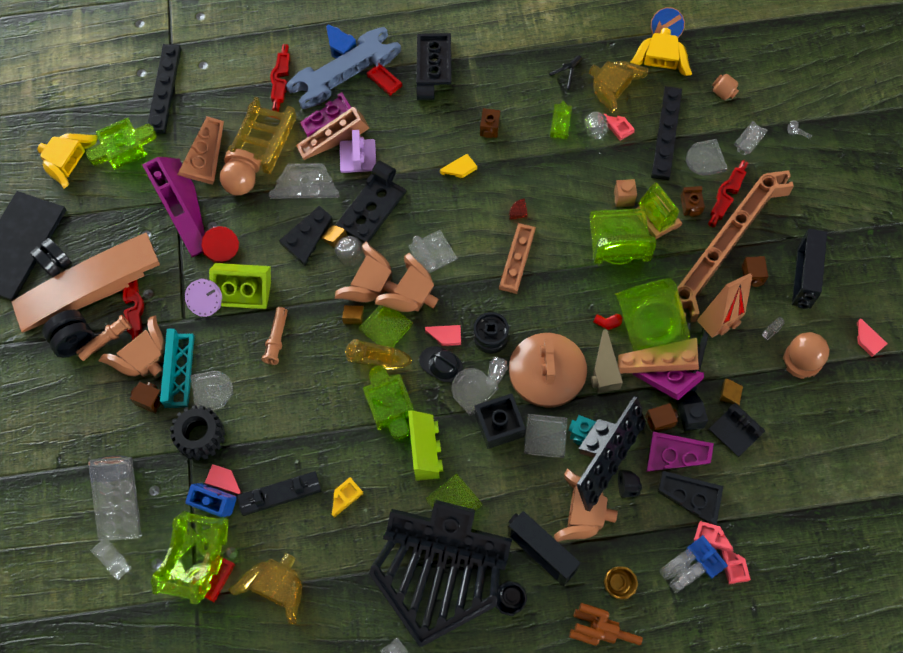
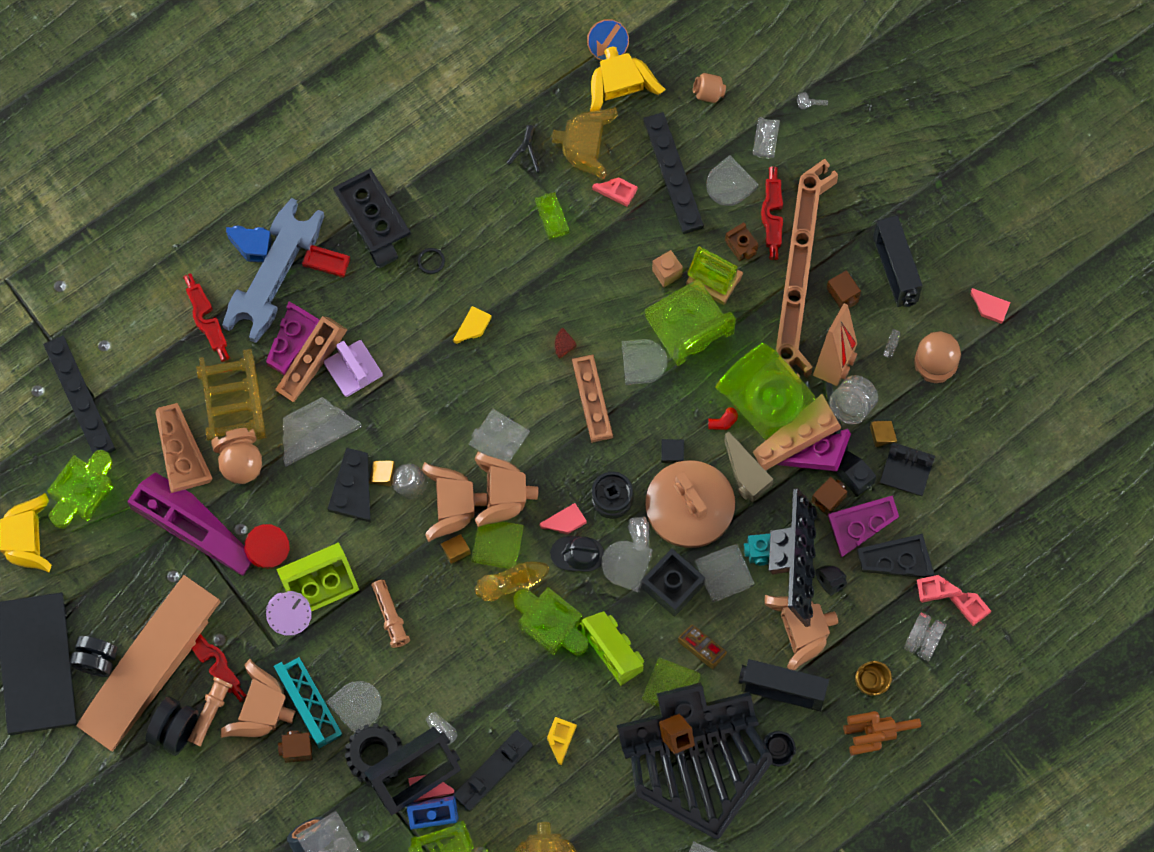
camera: 30 degrees left, 5 degrees up
(212, 442) = (402, 757): none -> black window
(259, 441) = (442, 725): none -> clear cone
(378, 181) = (395, 386): black hinge -> none
(433, 540) = (677, 733): none -> reddish brown brick
(457, 120) = (431, 271): none -> black piece
(490, 123) = (477, 258): reddish brown brick -> none
(496, 483) = (702, 646): none -> slope
(556, 324) = (672, 450): none -> black tile
(570, 250) = (643, 361): none -> clear tile
(596, 125) = (593, 203): clear head -> none
(707, 557) = (941, 610): blue hips -> none
(720, 353) = (853, 399): none -> clear wheel

